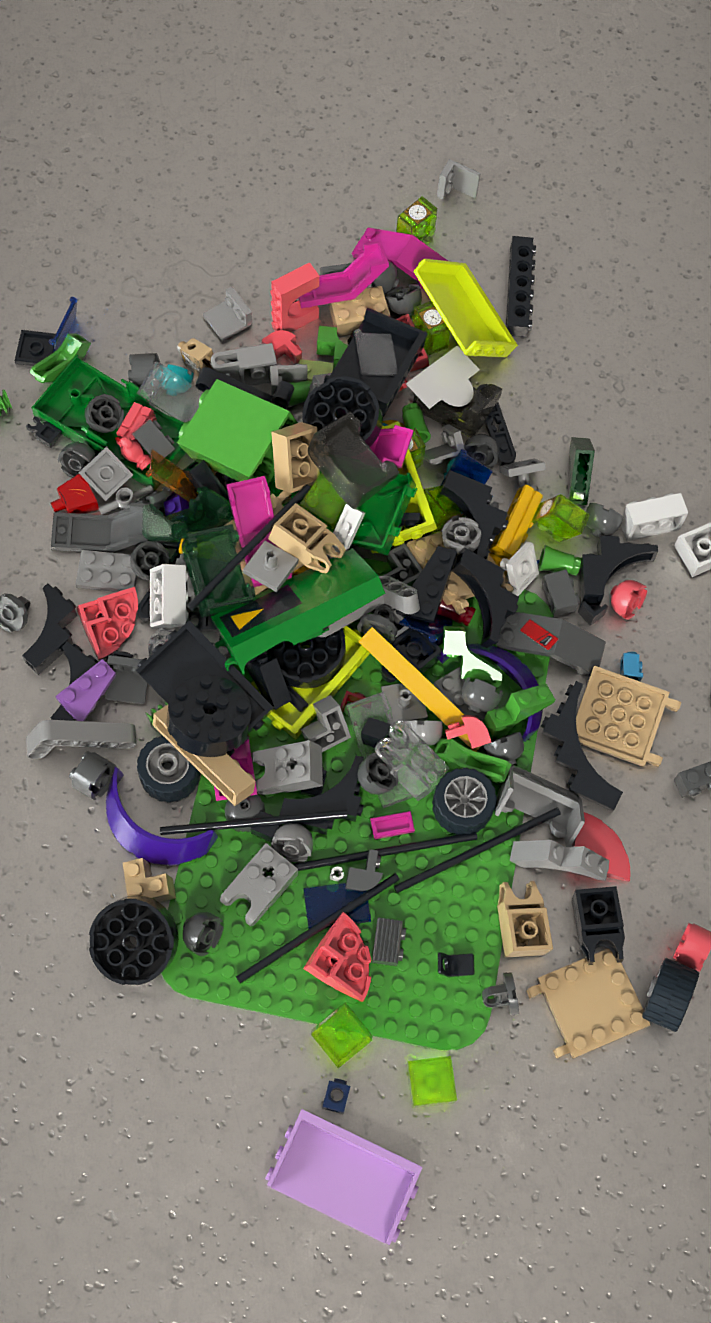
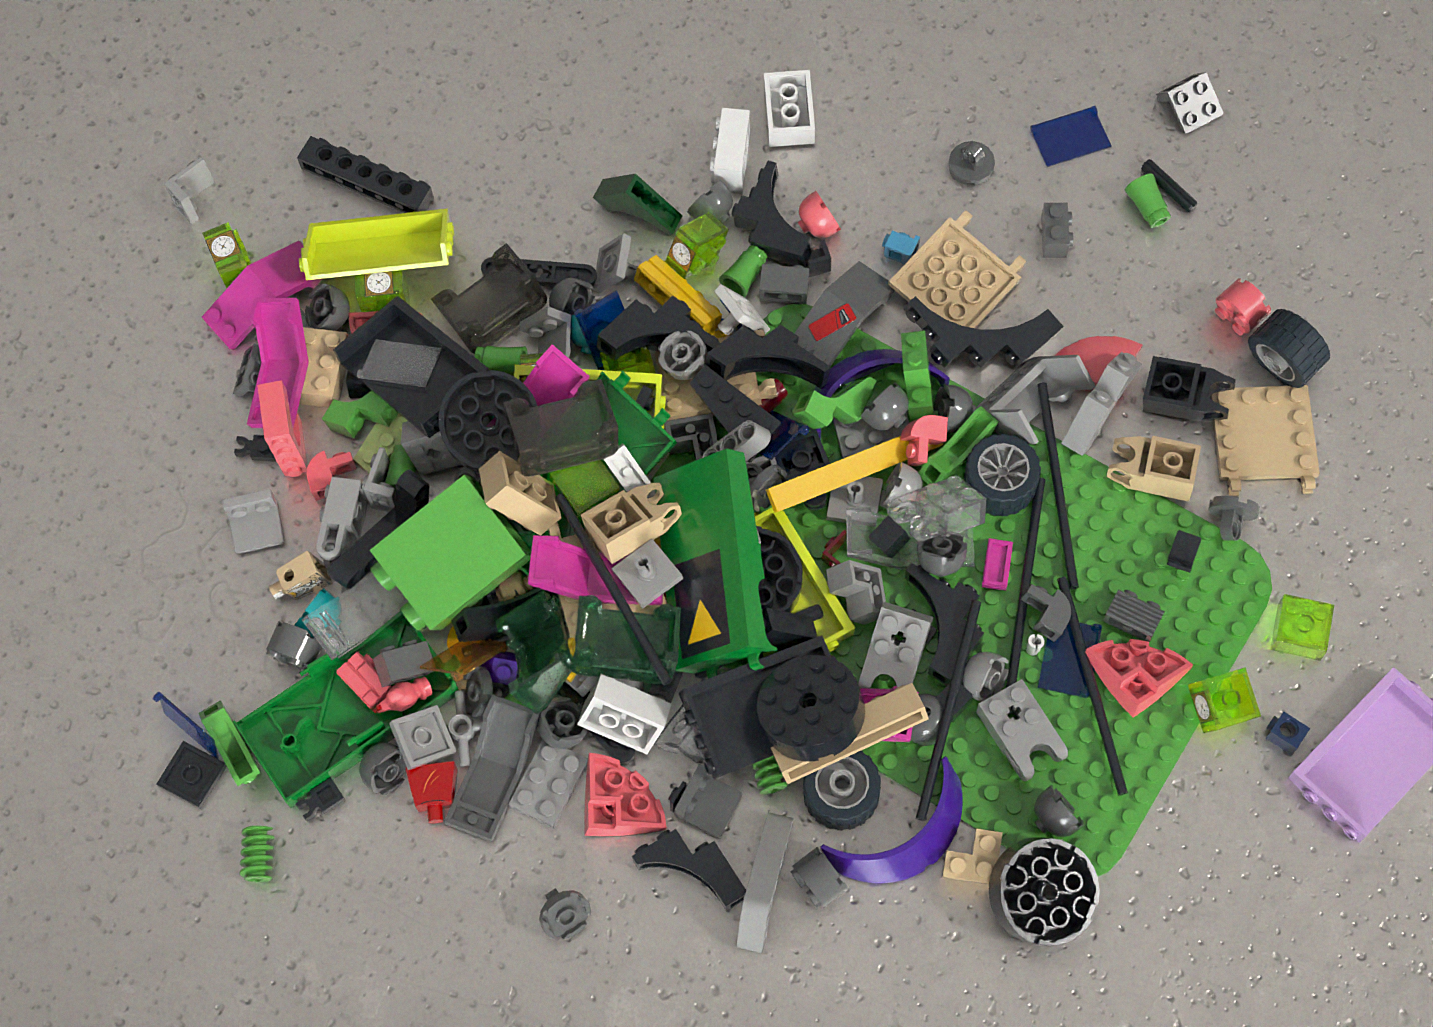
camera: 60 degrees left, 0 degrees up
(54, 634) = (615, 872): black arch -> none
(84, 693) = (710, 851): medium lavender wing -> none
(104, 414) = (338, 712): dark grey cylinder -> none
(446, 380) = (466, 300): white sticker -> none

